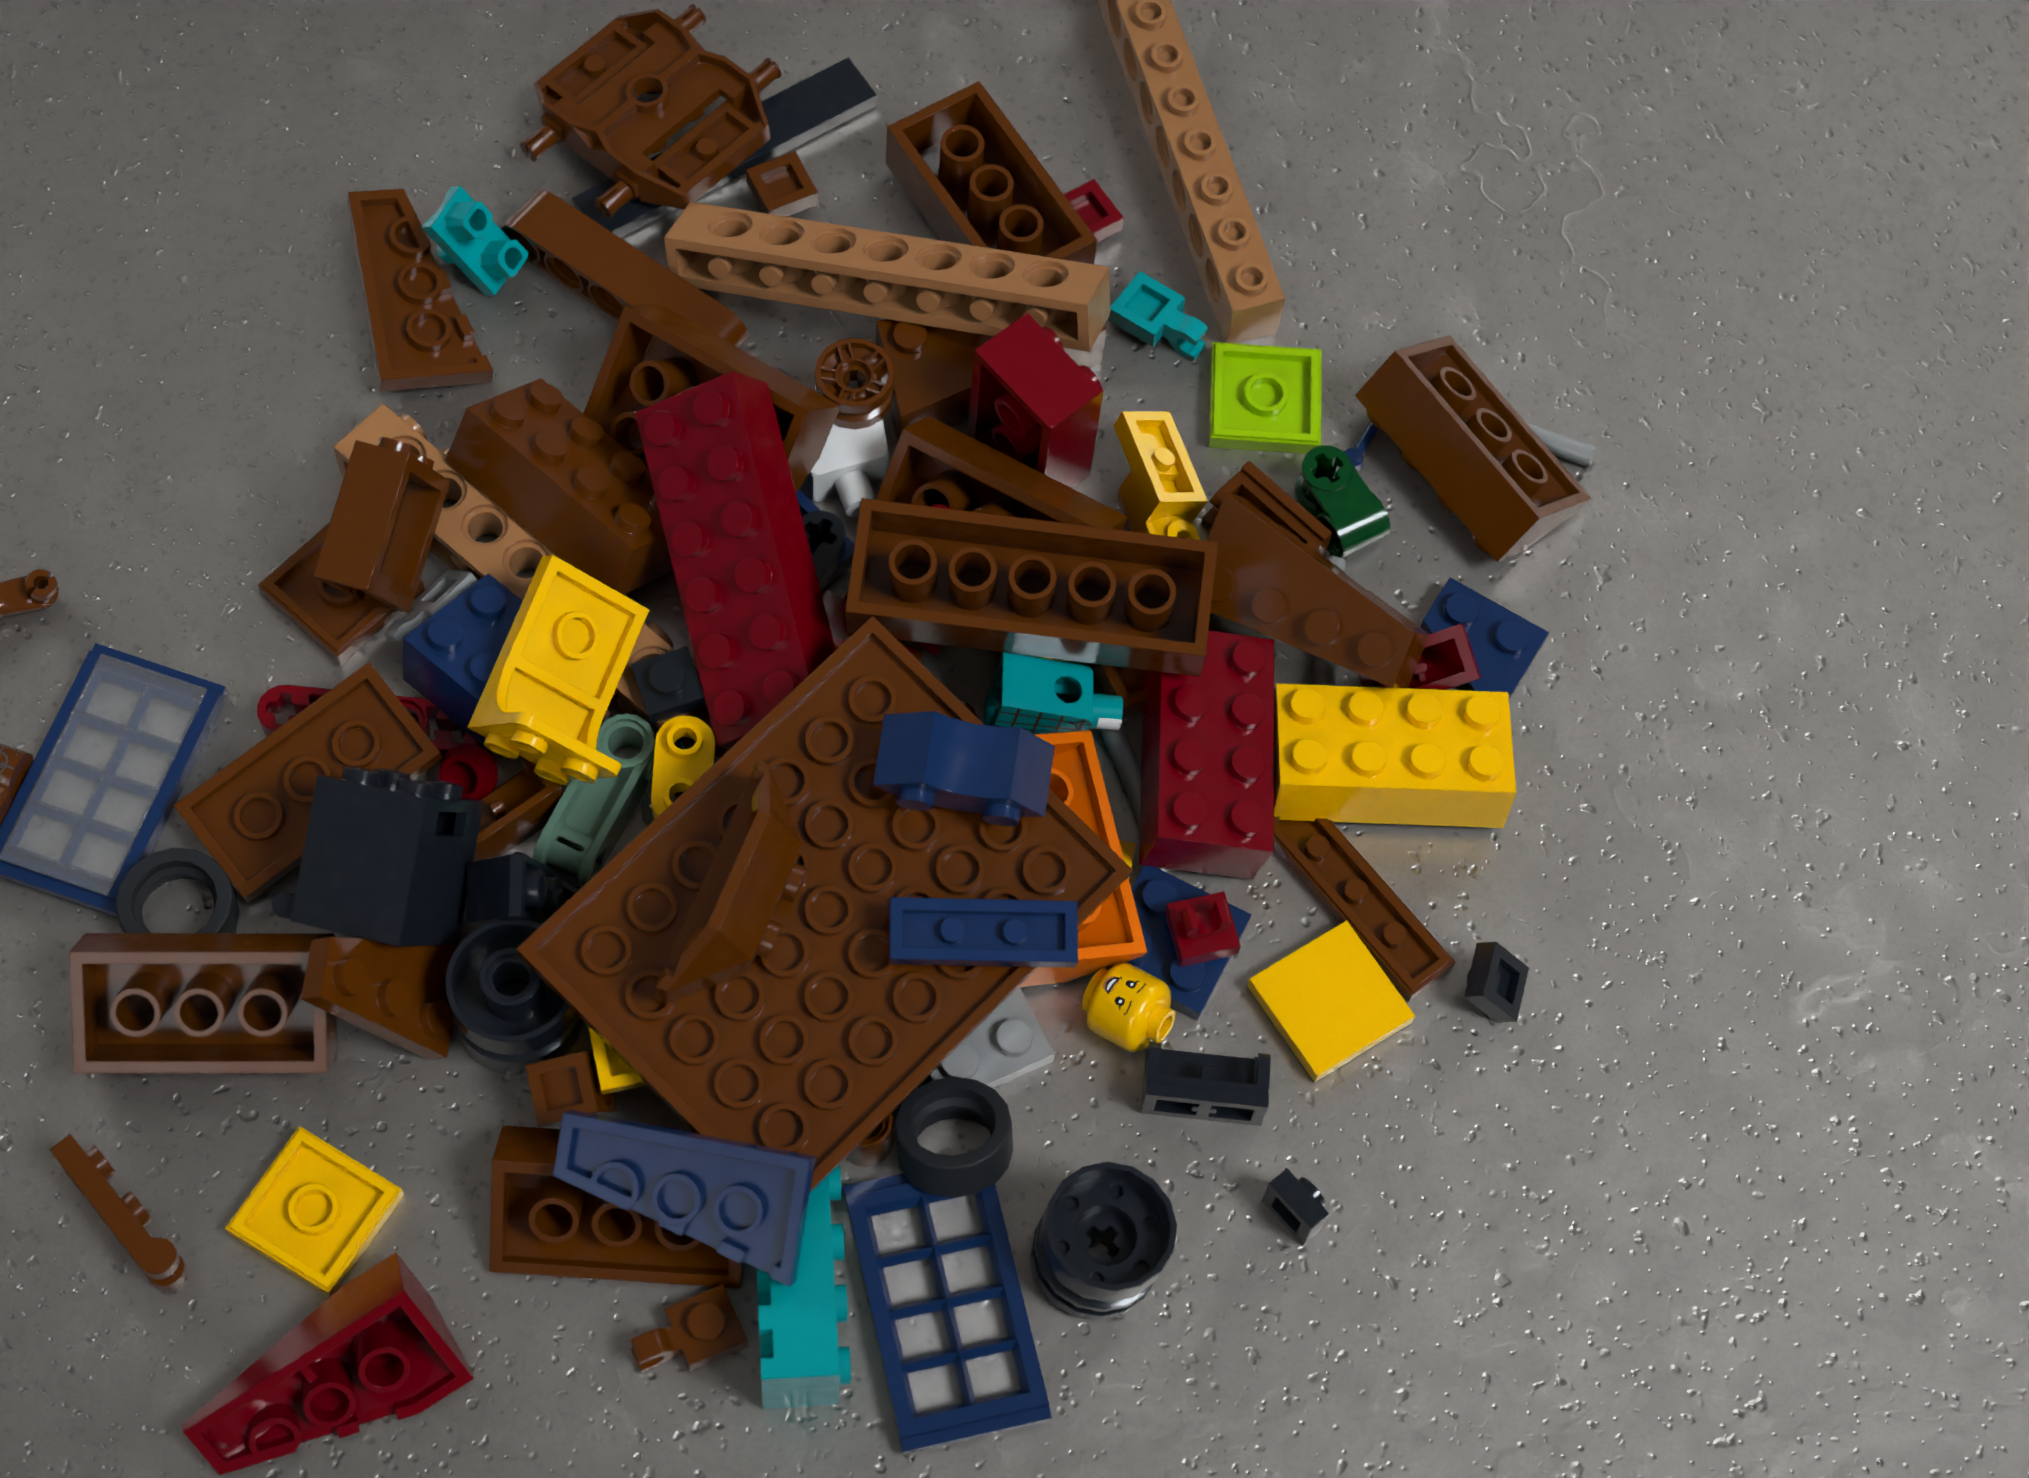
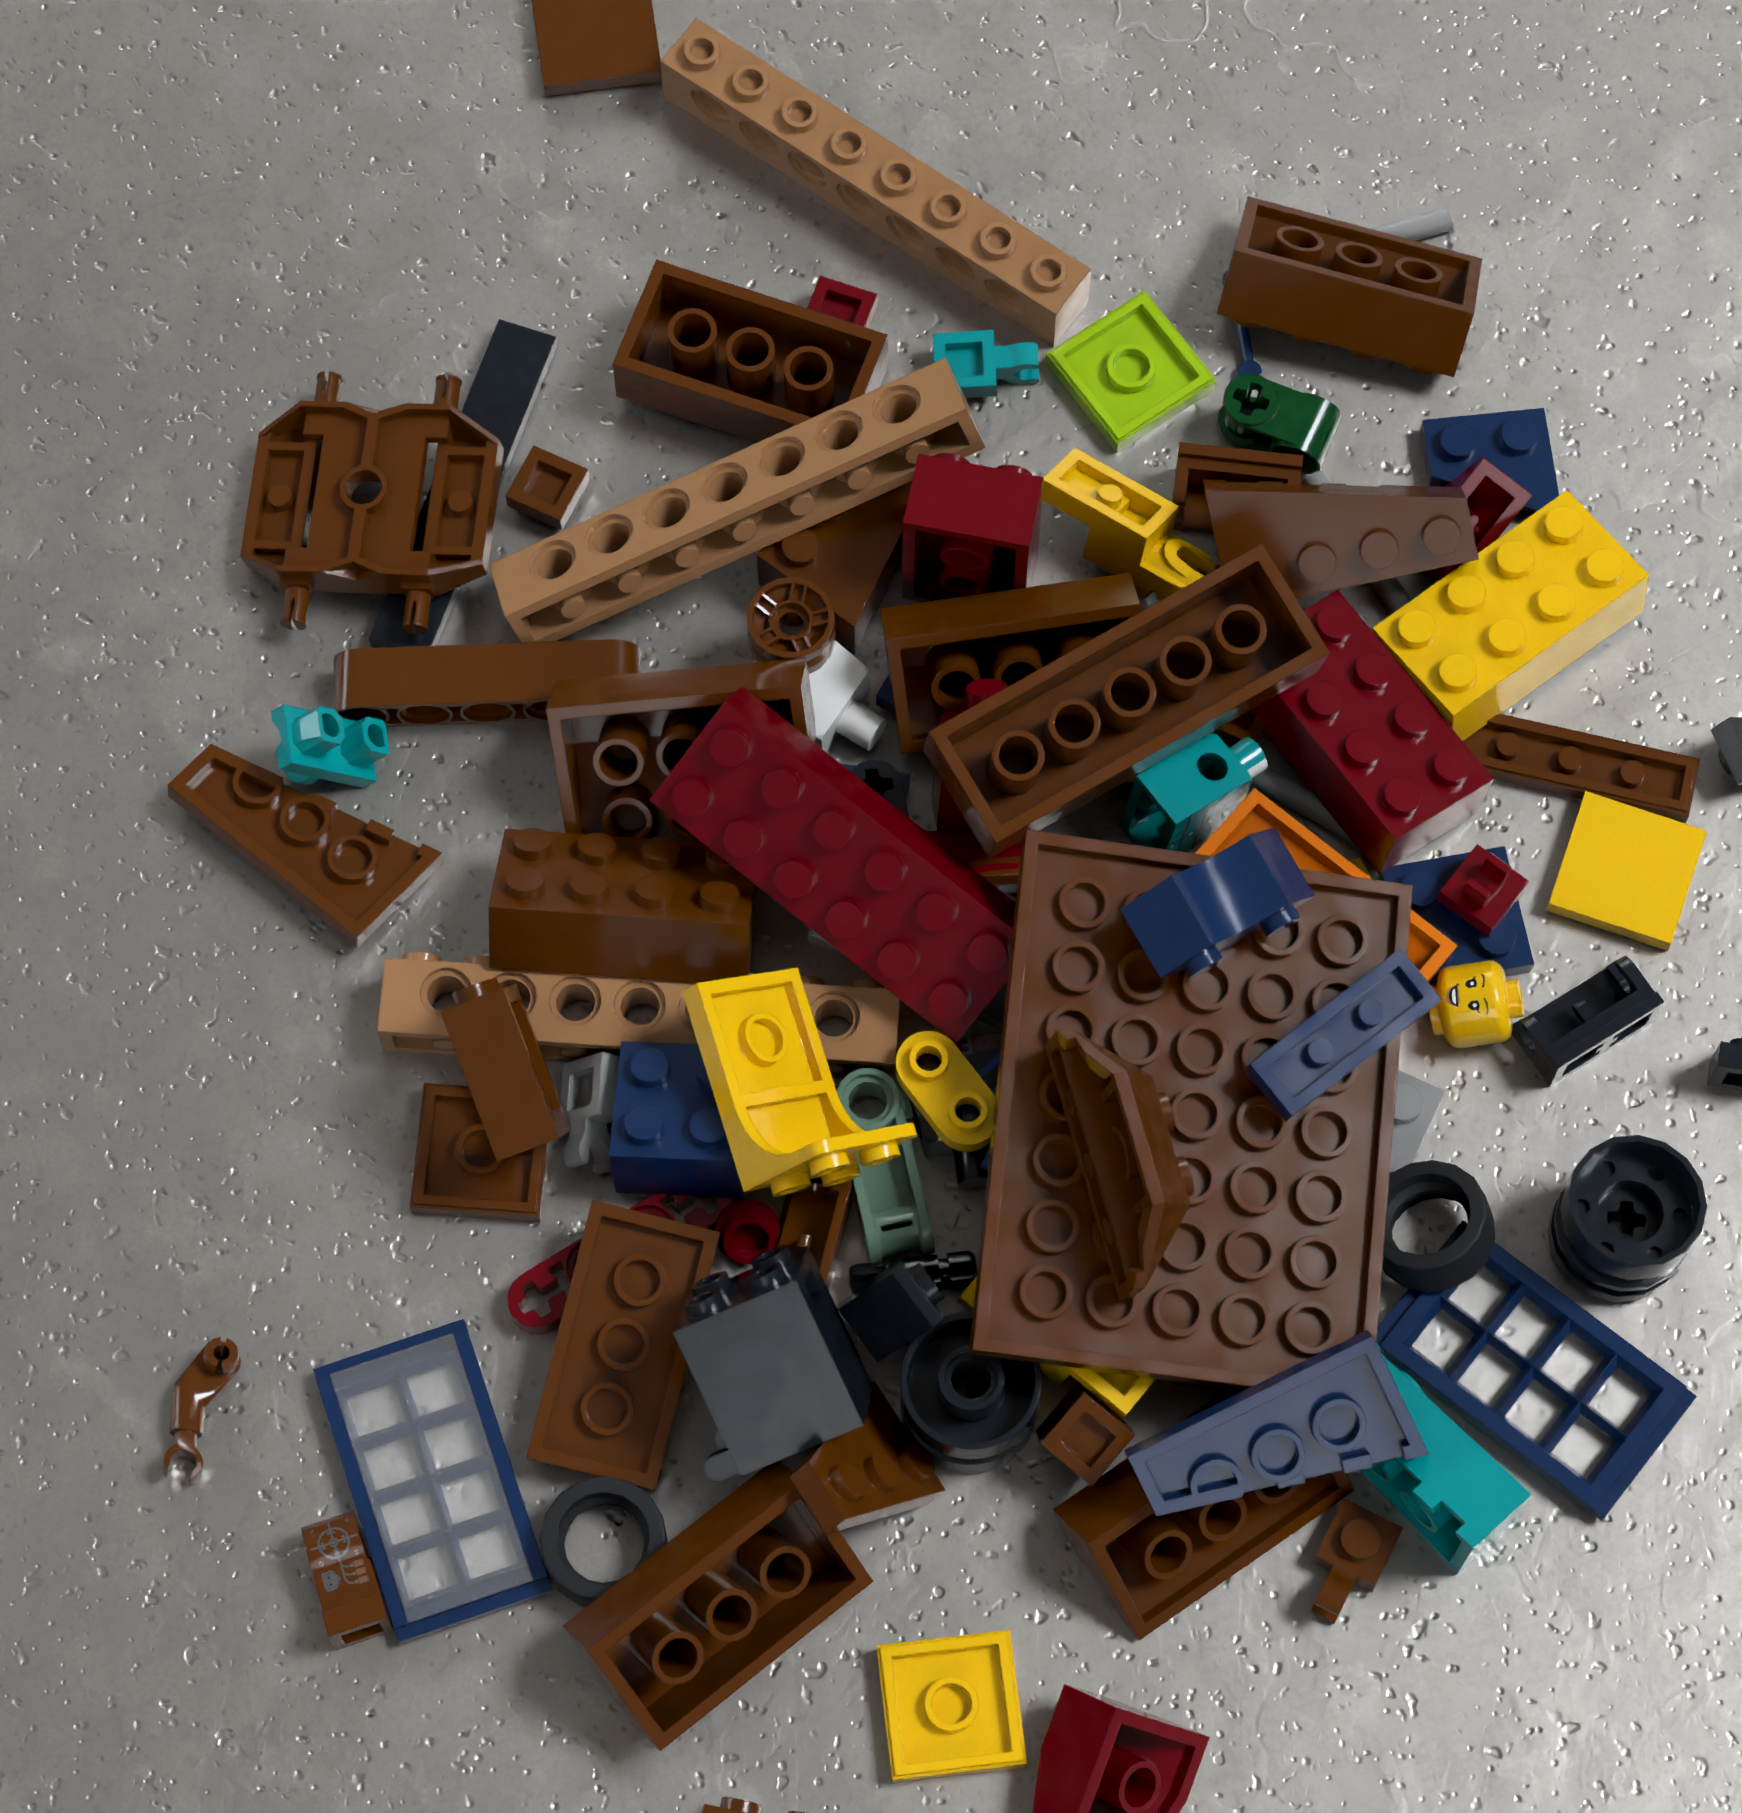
camera: 30 degrees left, 5 degrees up
(669, 685) = (866, 1021): black plate -> none

